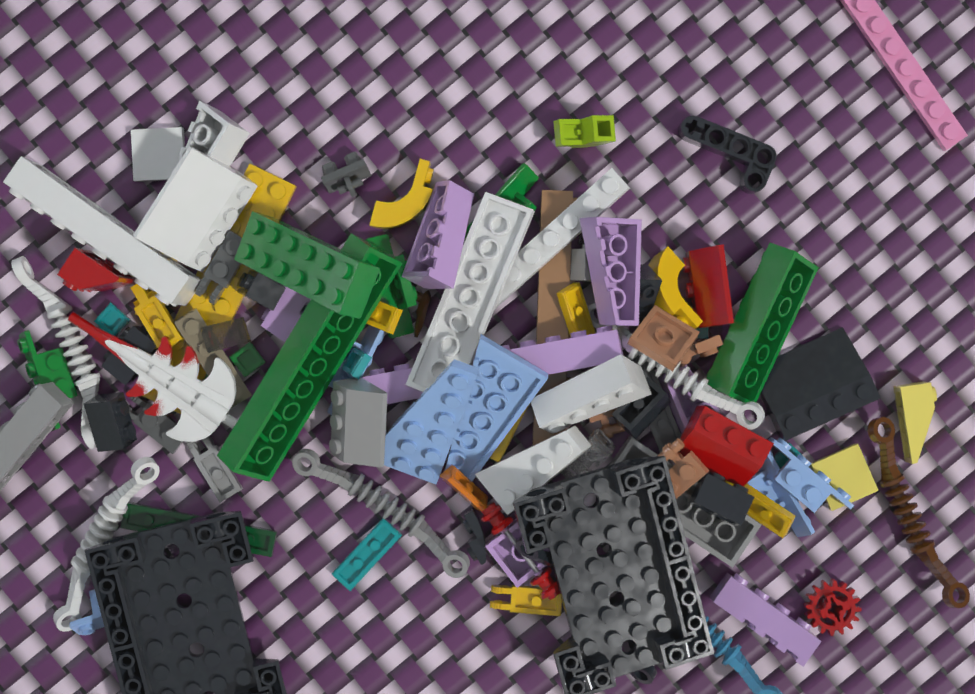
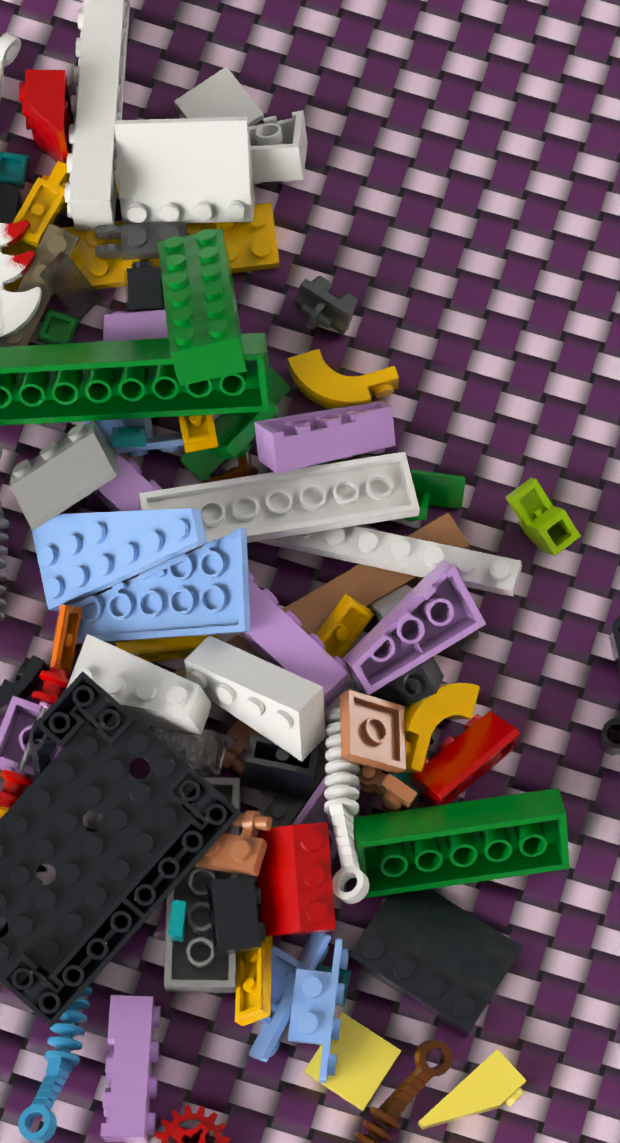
camera: 55 degrees right, 15 degrees down
(701, 536) = (178, 920): none -> teal tile

